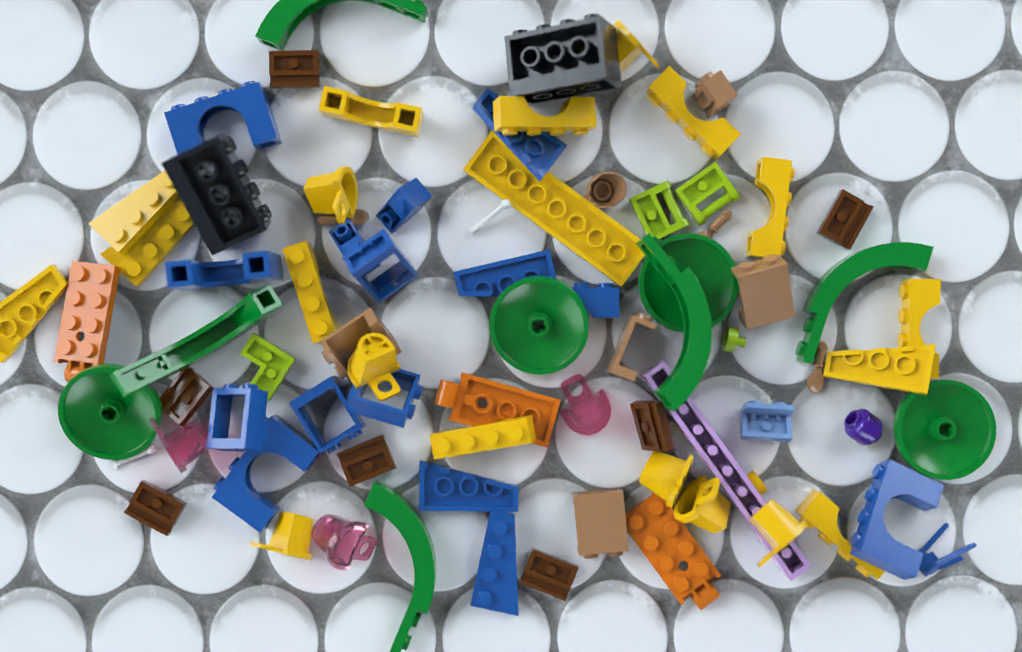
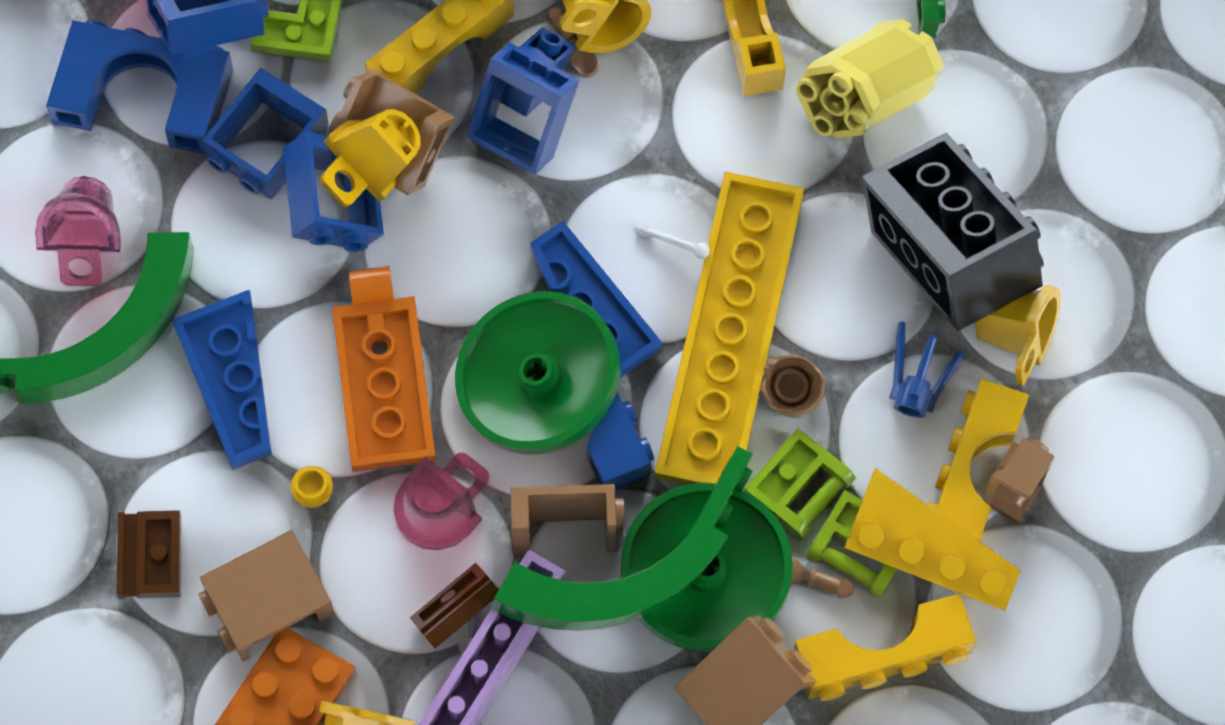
camera: 65 degrees right, 20 degrees down
(291, 536) = (54, 155): yellow container -> none
(366, 460) = (218, 217): reddish brown plate -> none
(403, 205) = (631, 112): blue slope -> none
(445, 63) = (869, 79): none -> light yellow brick
(483, 437) = (338, 370): yellow arch -> none
(497, 570) = (116, 474): blue wing -> none
(514, 116) = (881, 293): yellow arch -> none
(535, 151) = (816, 237): blue wing -> none
(546, 472) = (311, 486): none -> yellow plate
(636, 126) = (914, 395): none -> blue plant
(665, 475) = (383, 664): yellow container -> none
(723, 166) = (917, 539): none -> yellow wing
(731, 340) = (648, 677): lime tile -> none

